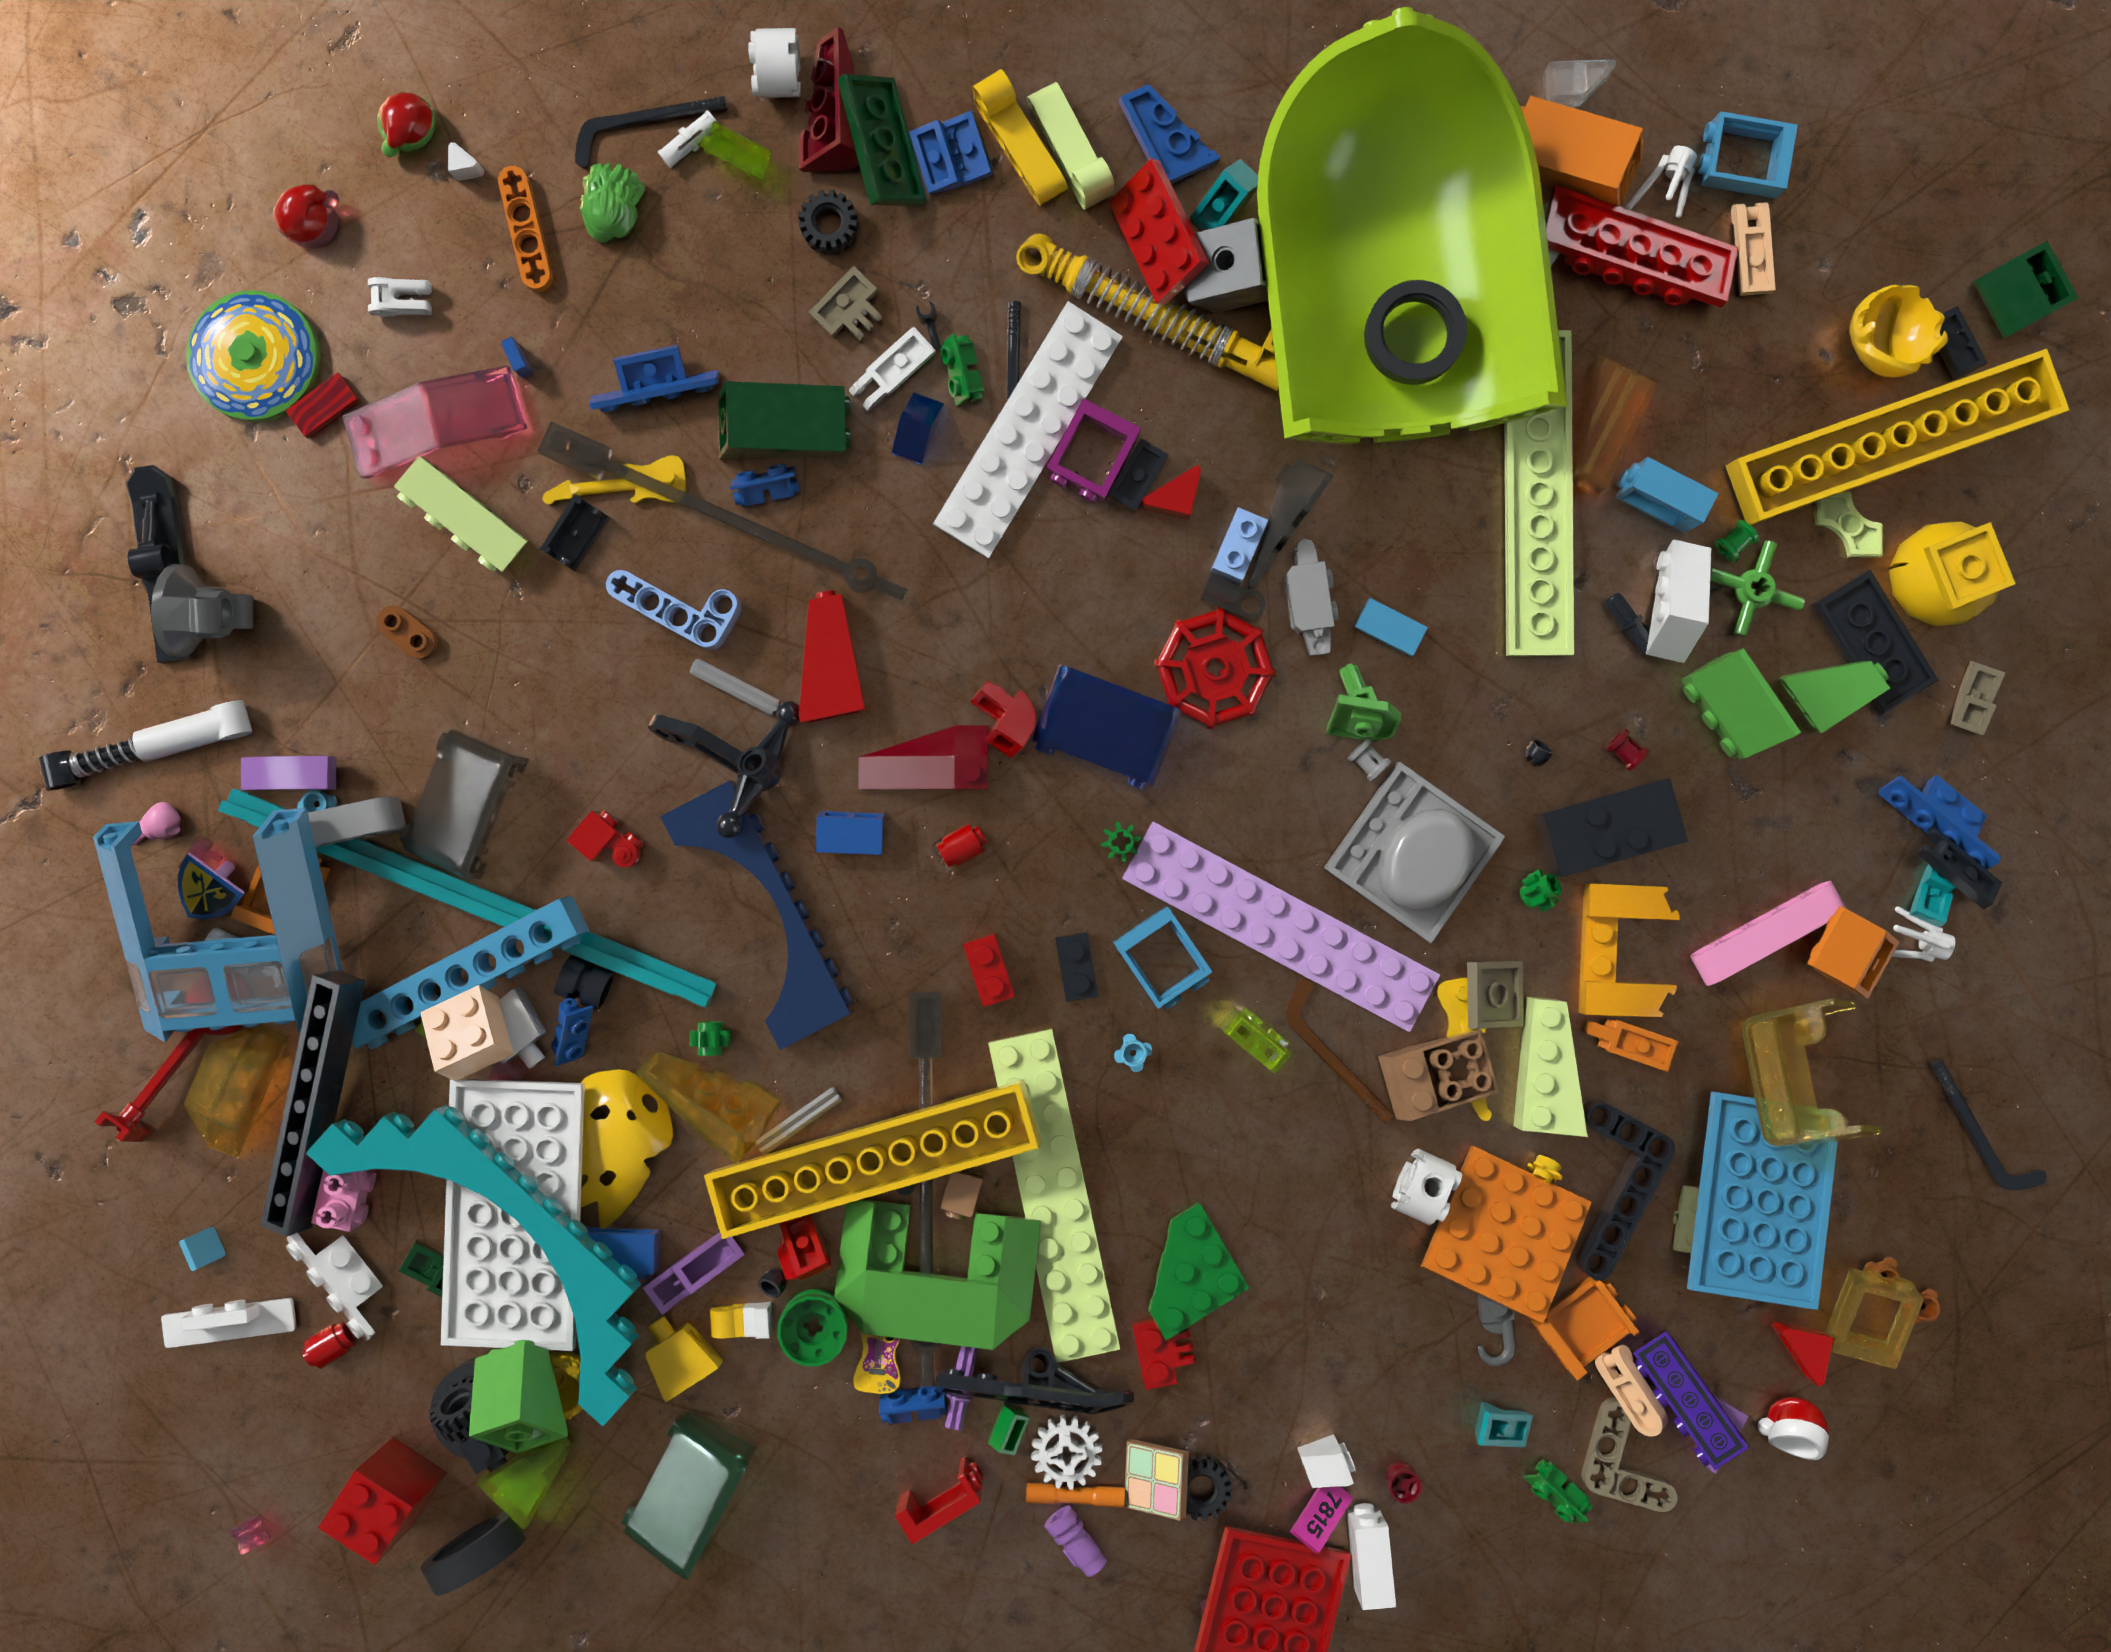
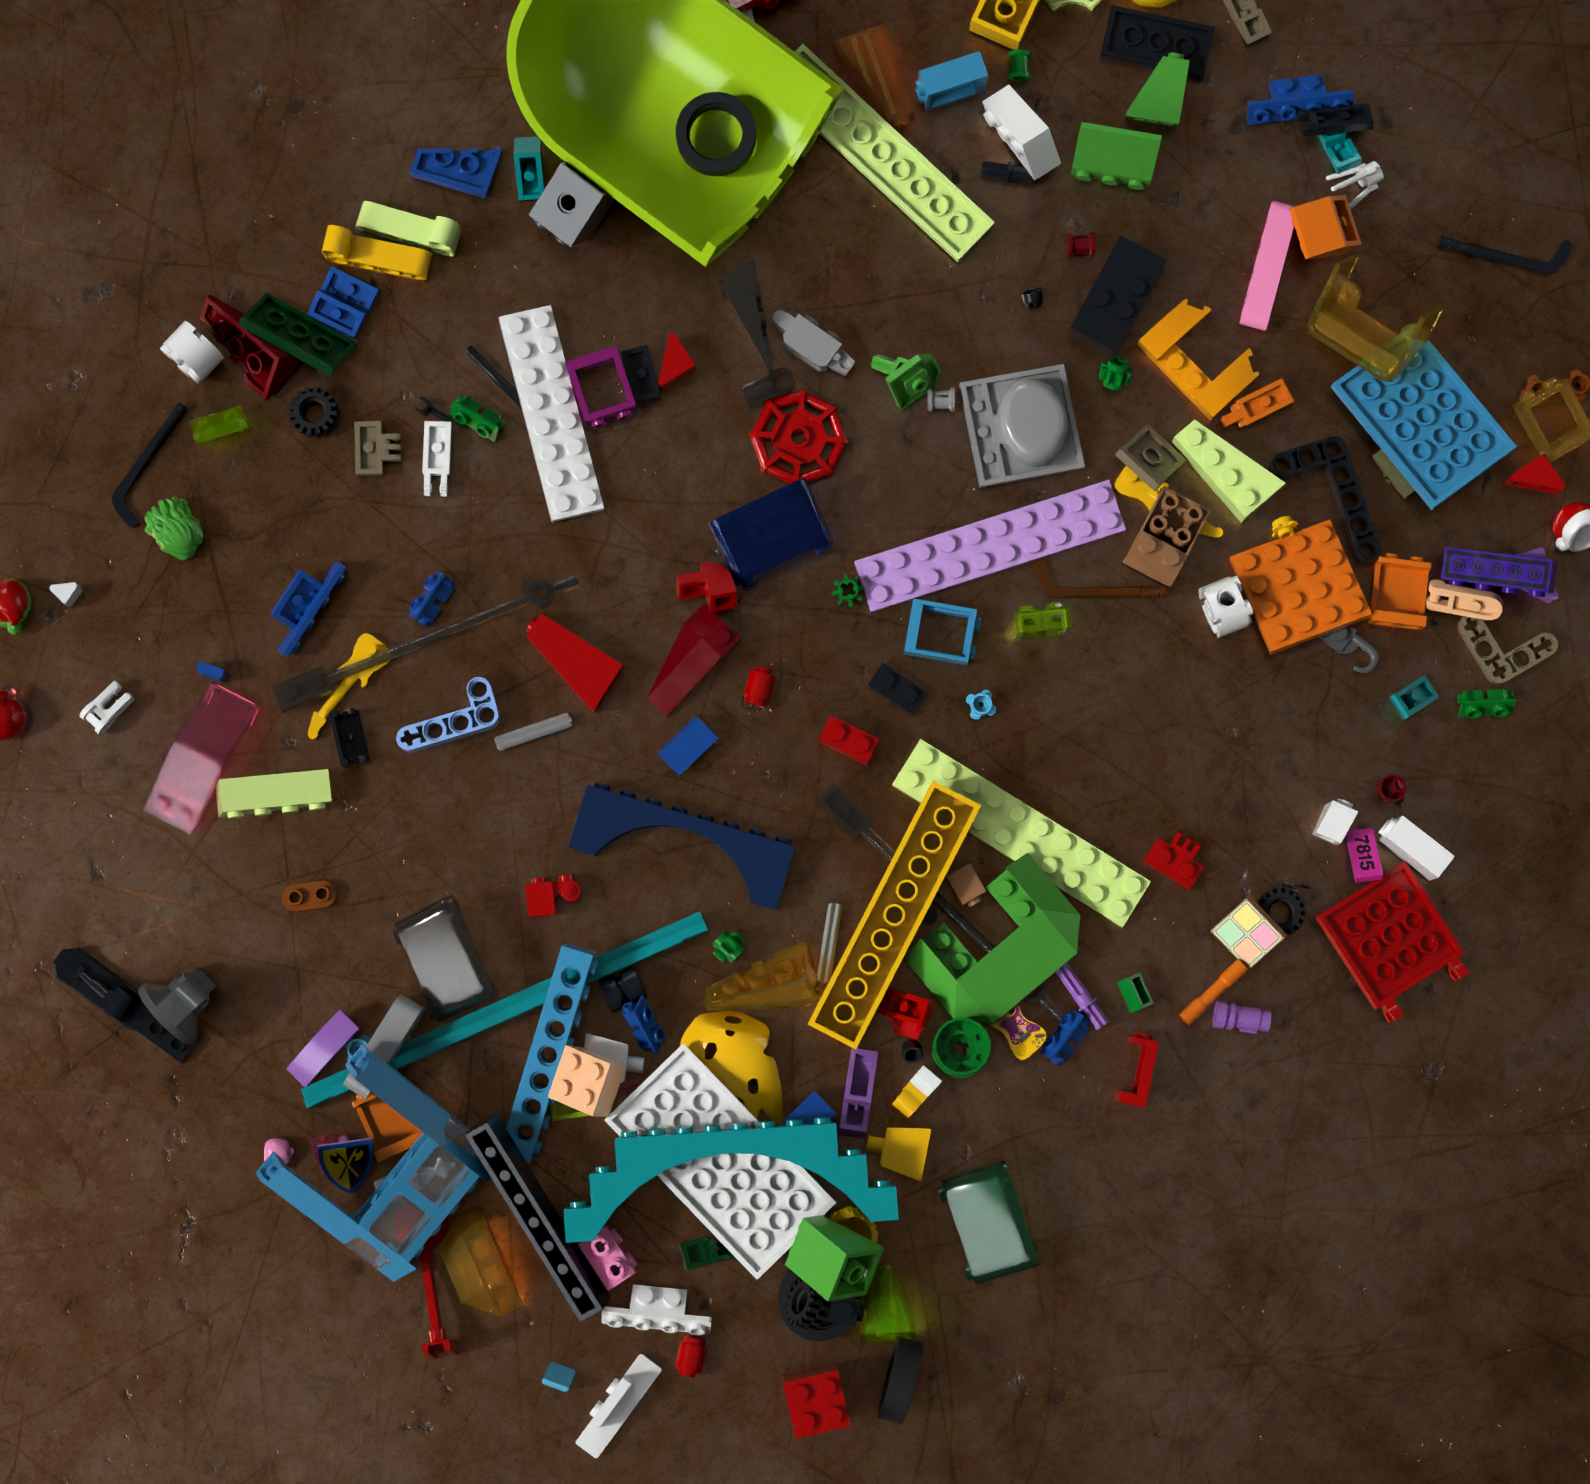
camera: 40 degrees left, 5 degrees down
(219, 723) = (254, 1060): piece -> none
(253, 355) = (54, 829): dish -> none
(322, 405) = (125, 815): tile -> none
(525, 229) = (140, 594): orange beam -> none
(671, 153) = (183, 447): white pin -> none
(755, 767) = (594, 763): black piece -> none
(782, 421) = (404, 552): dark green slope -> none
(916, 428) = (486, 477): clear blue slope -> none
(1052, 1389) = (1132, 947): black piece -> none
(1054, 1452) = (1171, 963): white gear -> none
(1158, 232) = (512, 225): red plate -> none
(1192, 1273) = (1147, 794): green plate -> none
(1217, 342) = (609, 253): yellow piece -> none
(1239, 546) = (740, 354): light blue brick -> none
(1390, 627) = (875, 313): dark azure tile -> none
(1764, 582) = (1059, 72): bright green bar -> none

